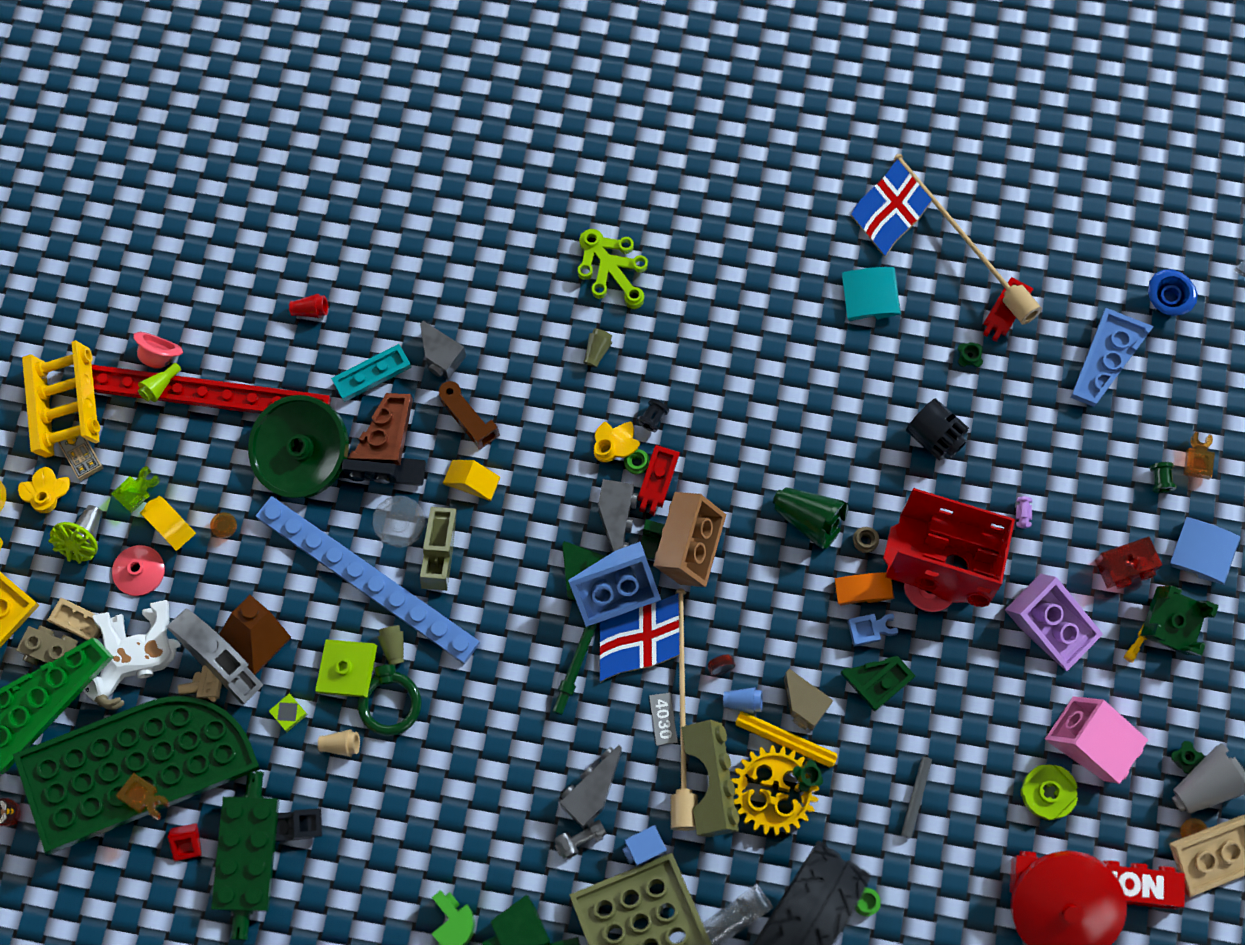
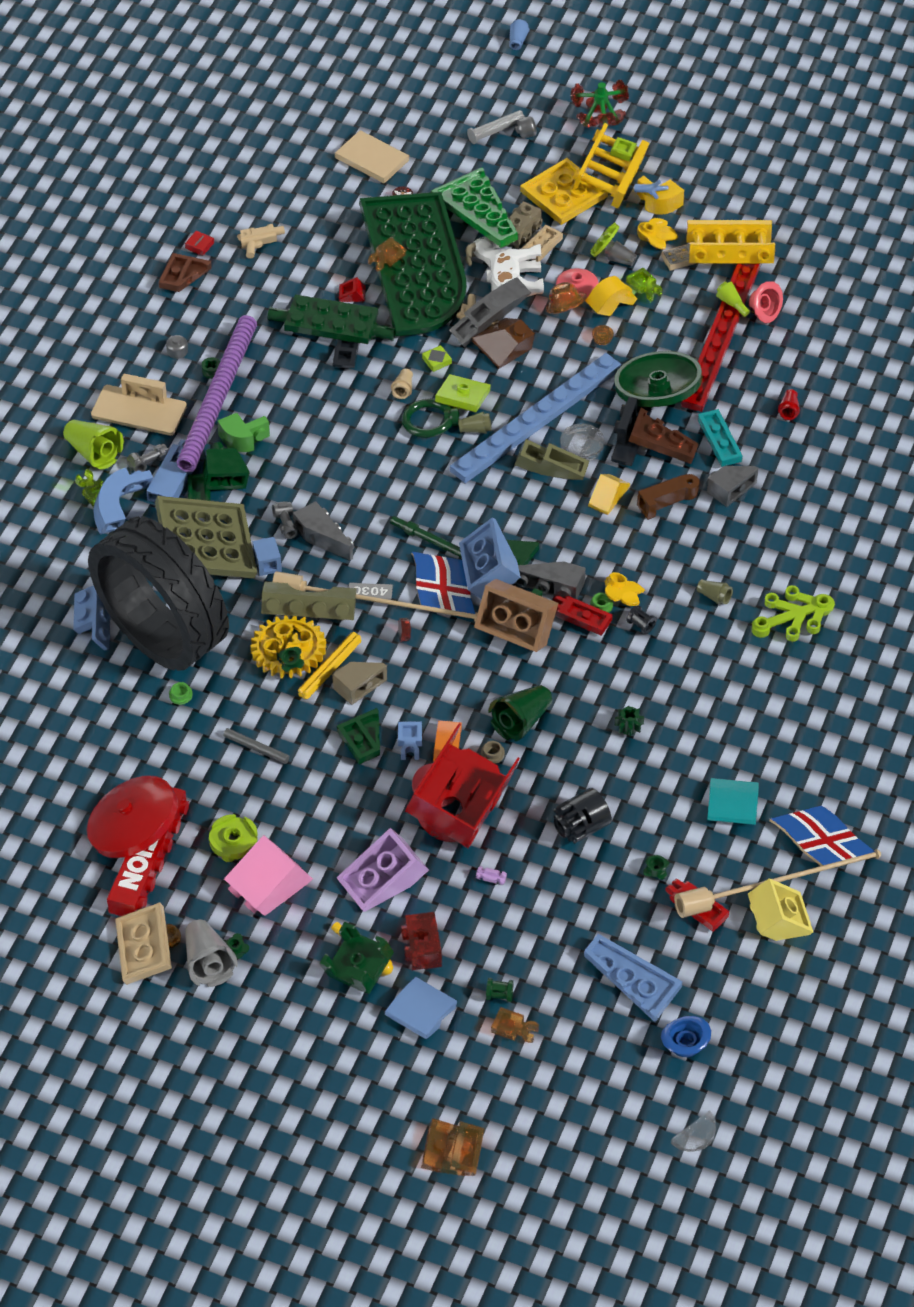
camera: 100 degrees right, 20 degrees down
(177, 574) = (564, 297): none -> clear orange hat
(744, 700) = (369, 642): medium blue cone -> none
(790, 401) = (629, 720): none -> dark green gear
(998, 232) = (779, 911): none -> light yellow slope

